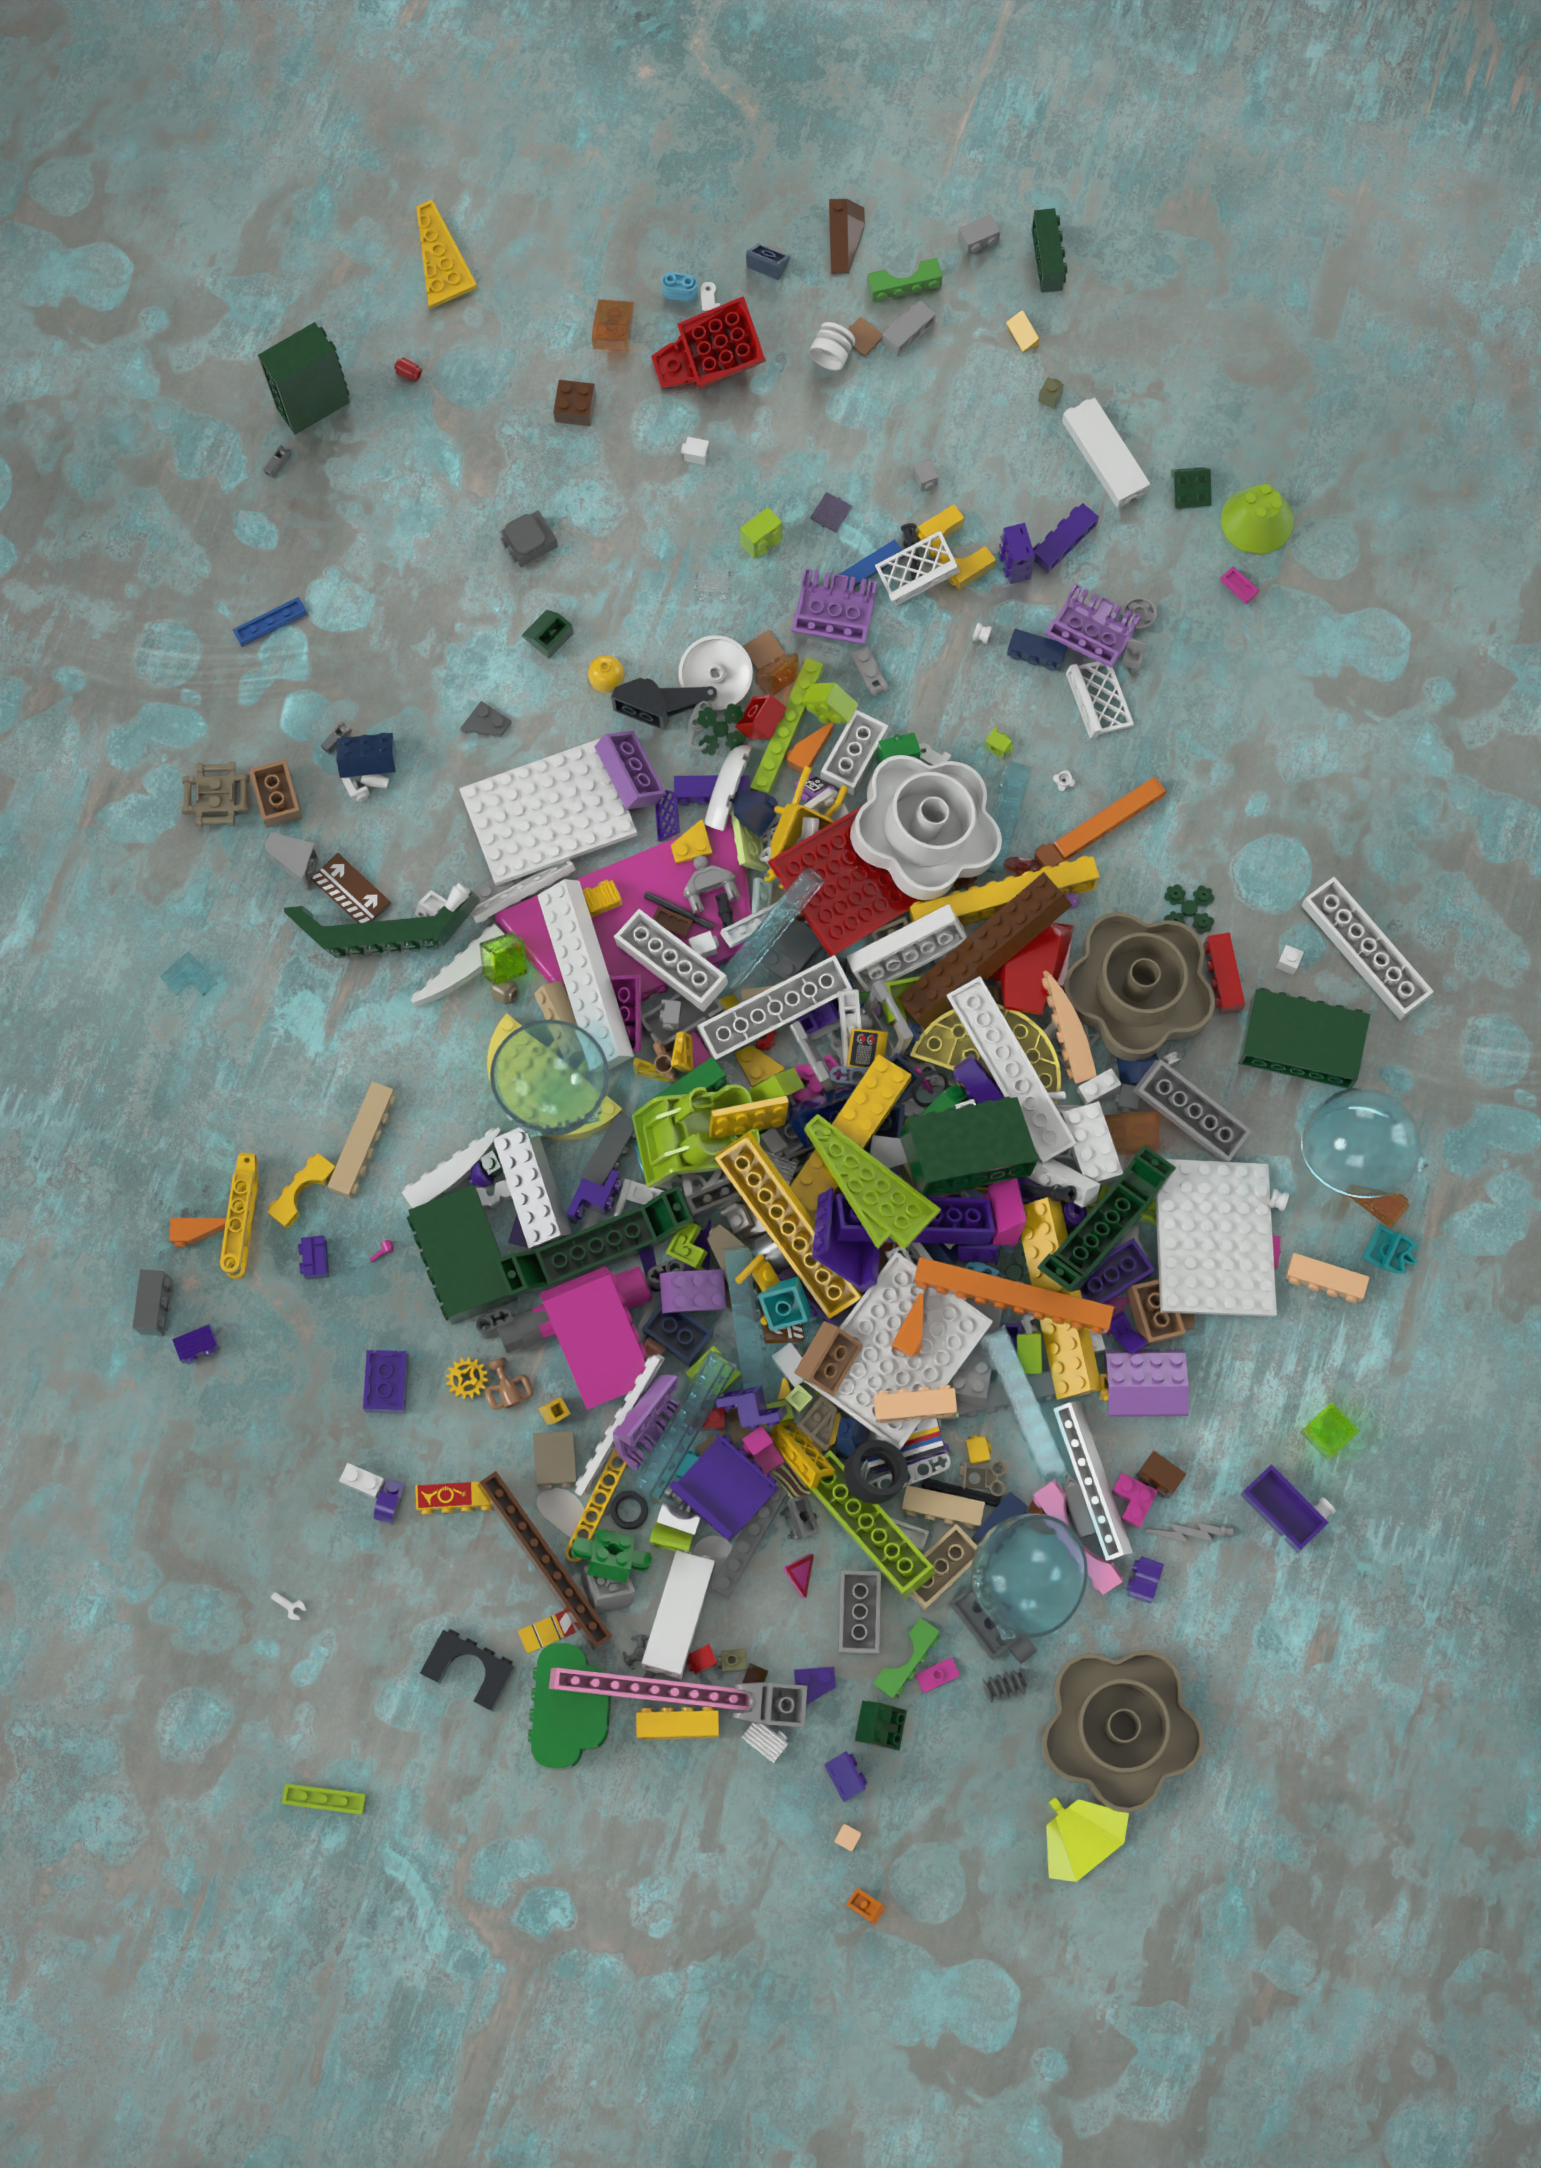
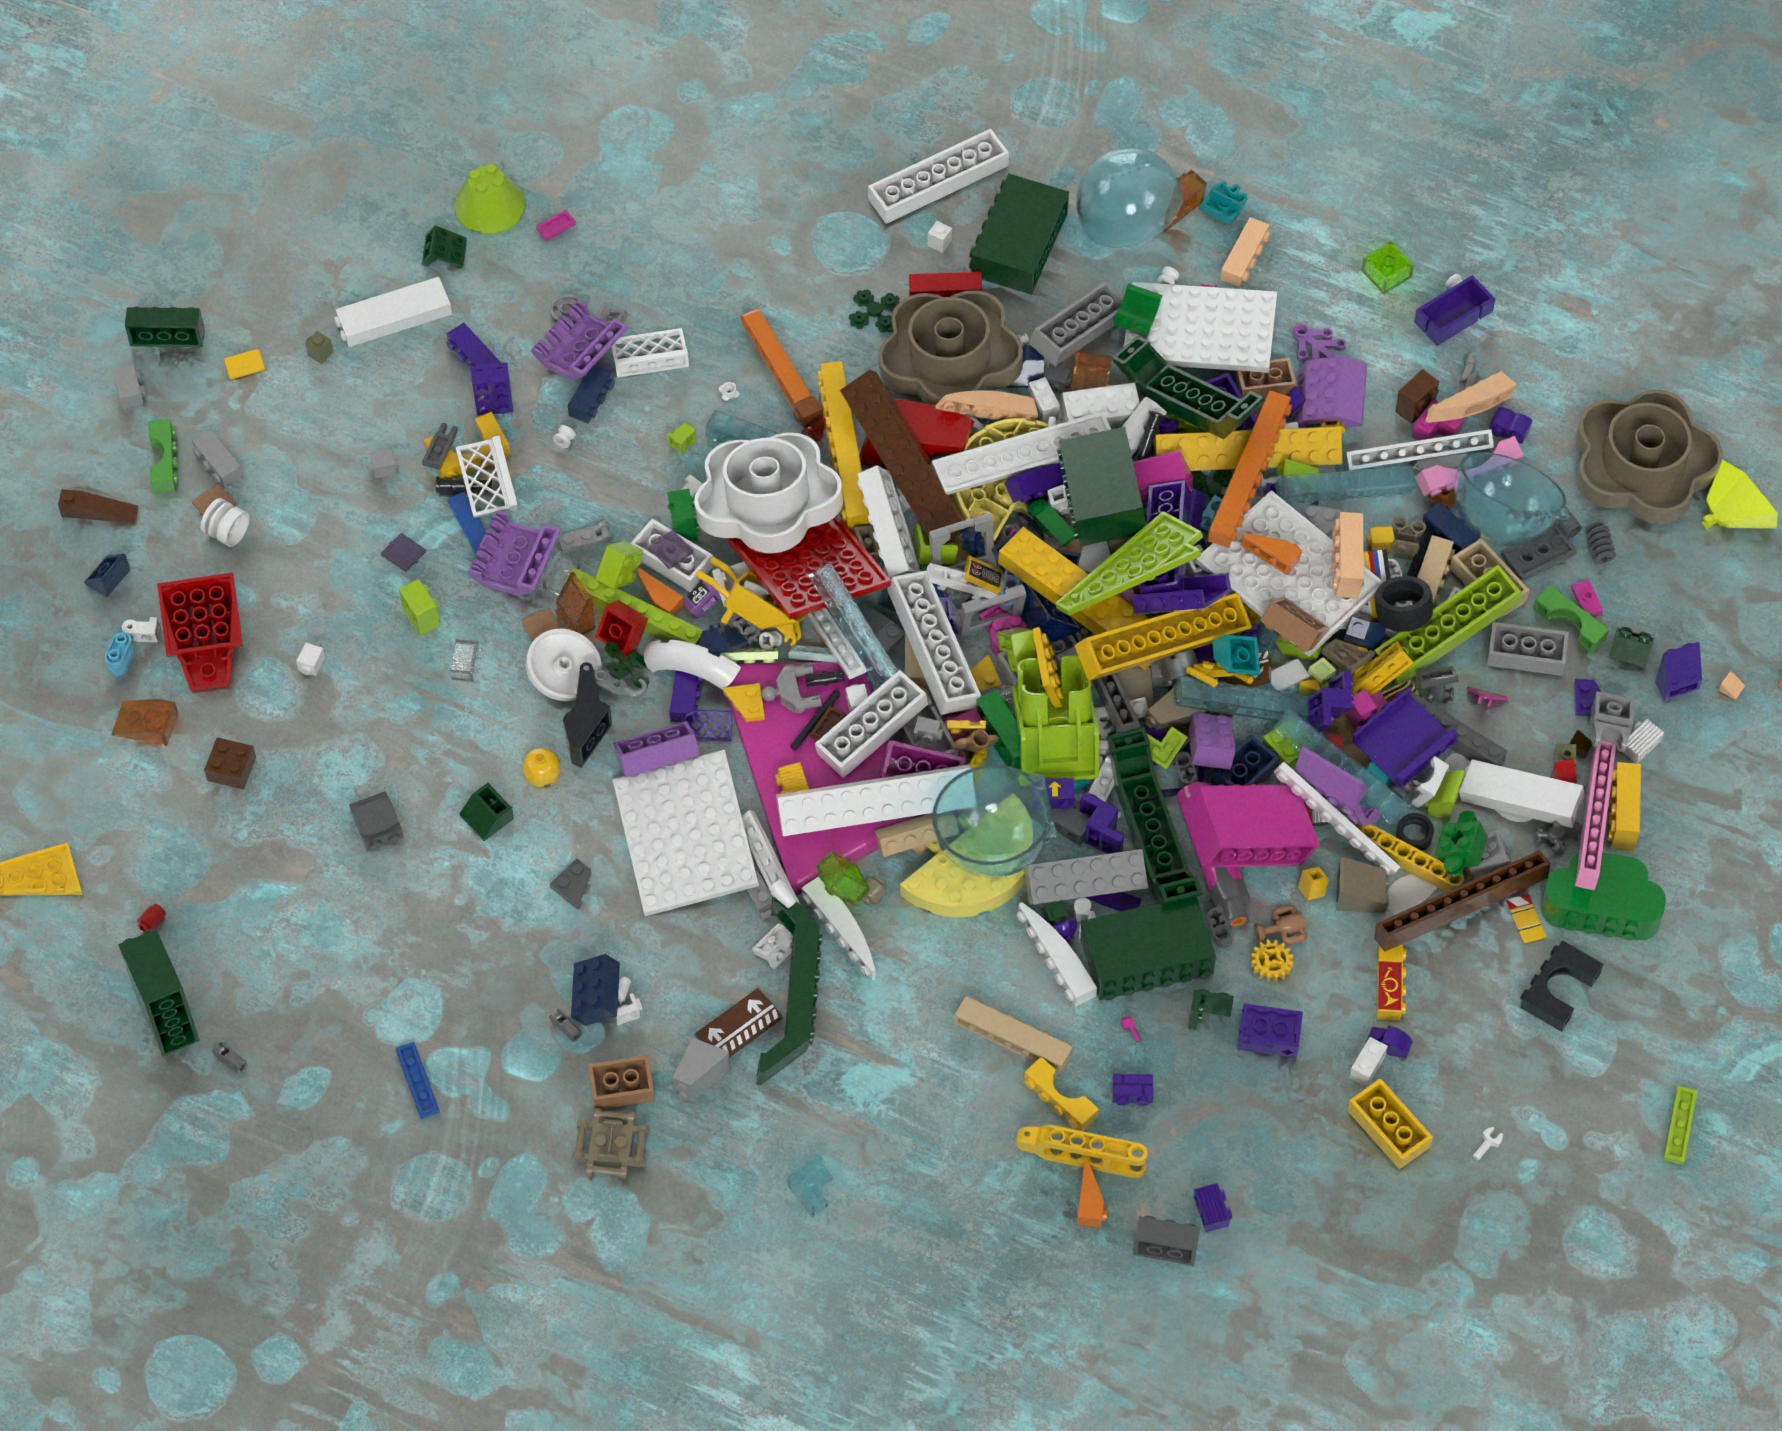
camera: 85 degrees left, 15 degrees down
(295, 1506) = (1390, 1123): none -> yellow brick
(404, 1309) = (1209, 1003): none -> dark green bracket
(619, 1145) = (1061, 792): none -> dark purple brick
(853, 747) = (670, 549): none -> clear purple piece
(943, 518) = (439, 447): none -> dark grey hinge
(1164, 1535) = (1473, 399): none -> light nougat slope
(1214, 1167) = (1138, 310): none -> green panel
(1217, 1366) = (1316, 345): none -> medium lavender plant

